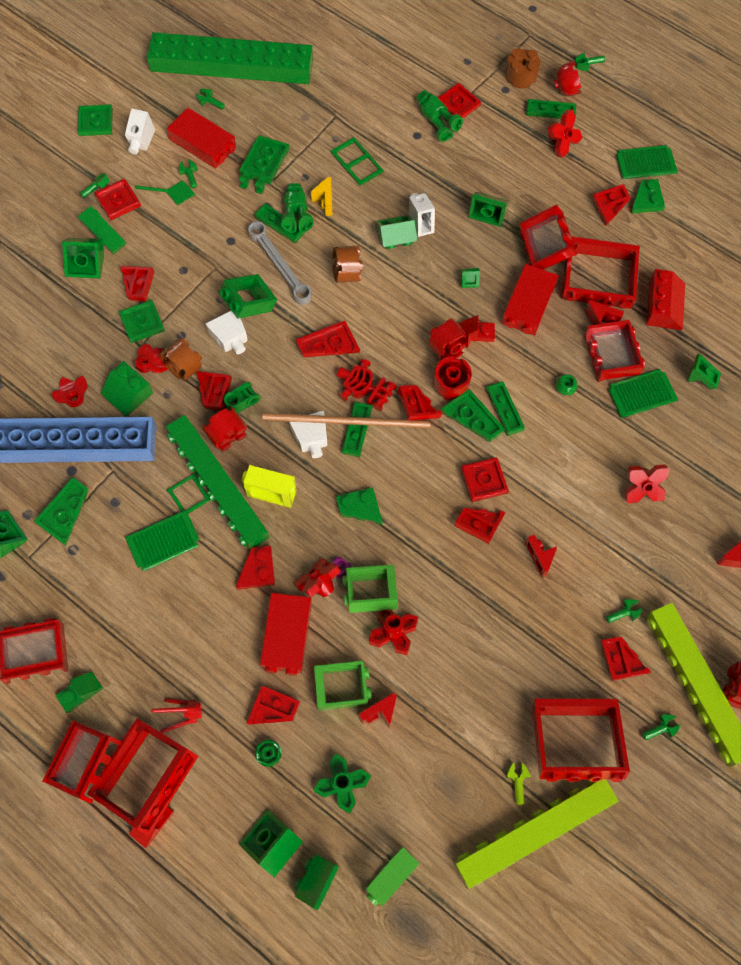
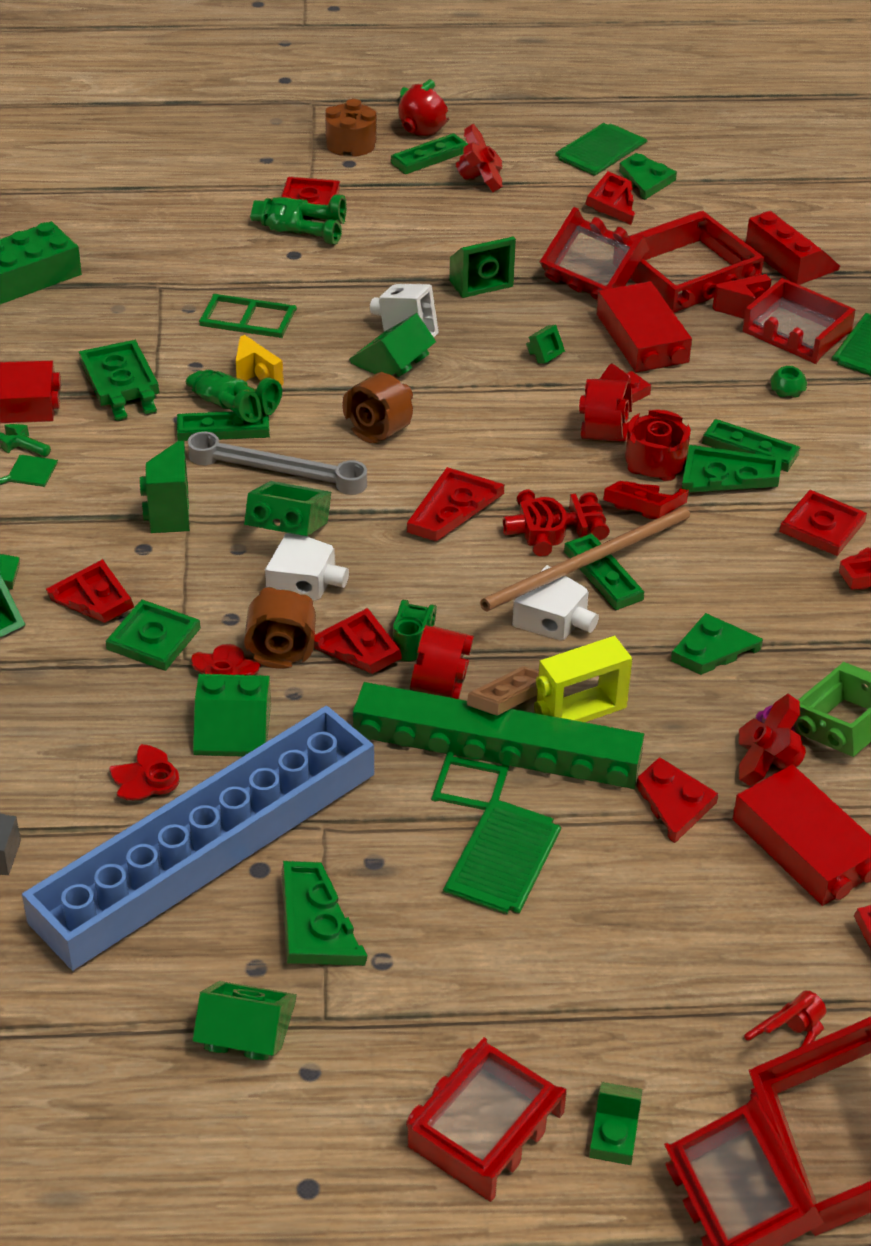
camera: 40 degrees left, 25 degrees down
(210, 248) = (166, 491): none -> green slope
(237, 463) = (505, 691): none -> medium nougat tile

